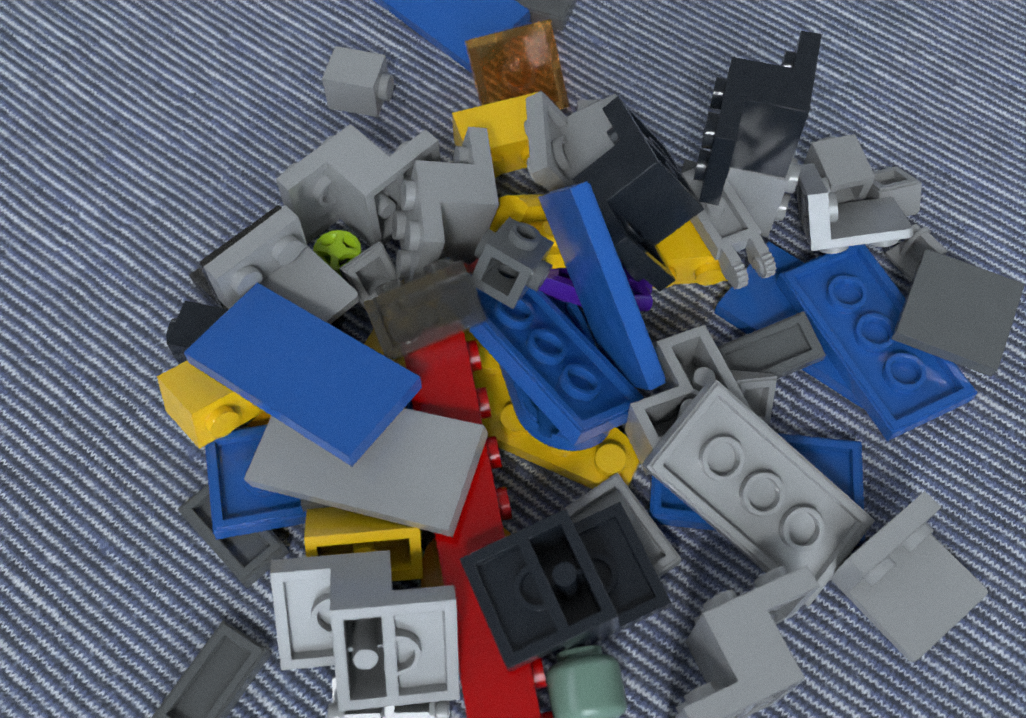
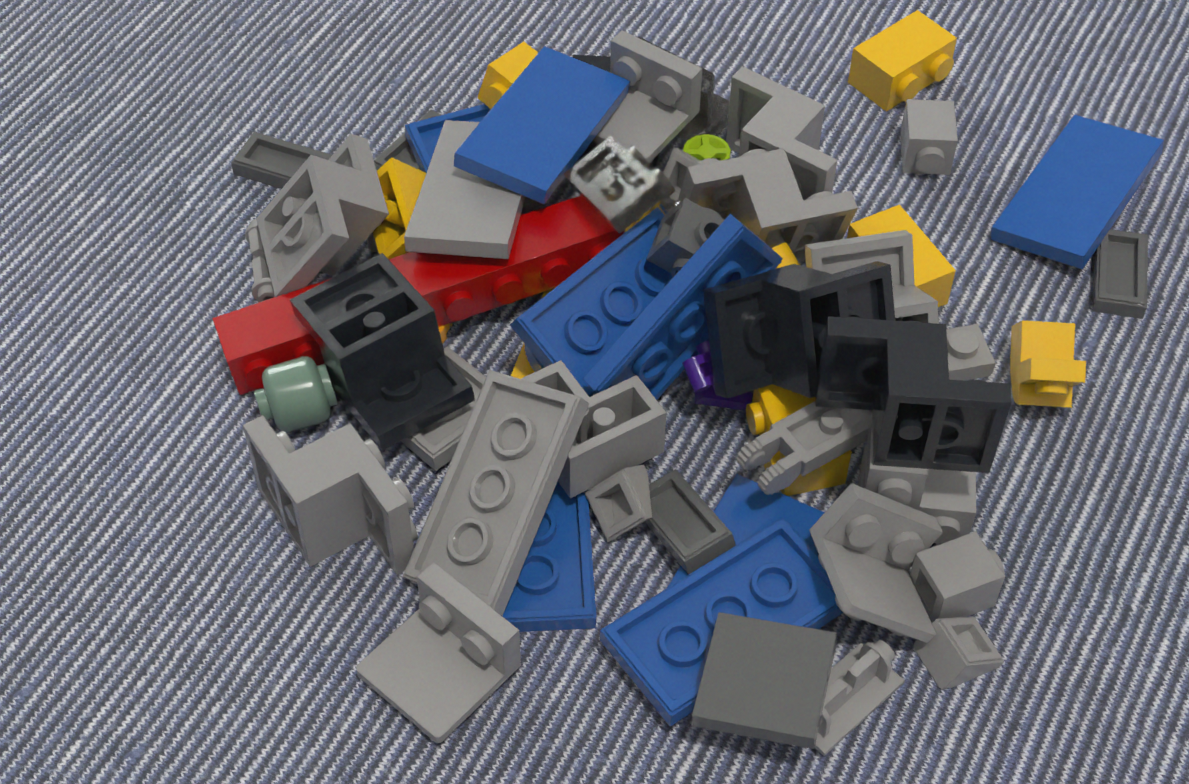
camera: 80 degrees right, 10 degrees down
(254, 77) = (902, 60): none -> yellow brick
(517, 63) = (997, 259): clear orange slope -> none
(635, 69) = (1044, 363): none -> yellow brick

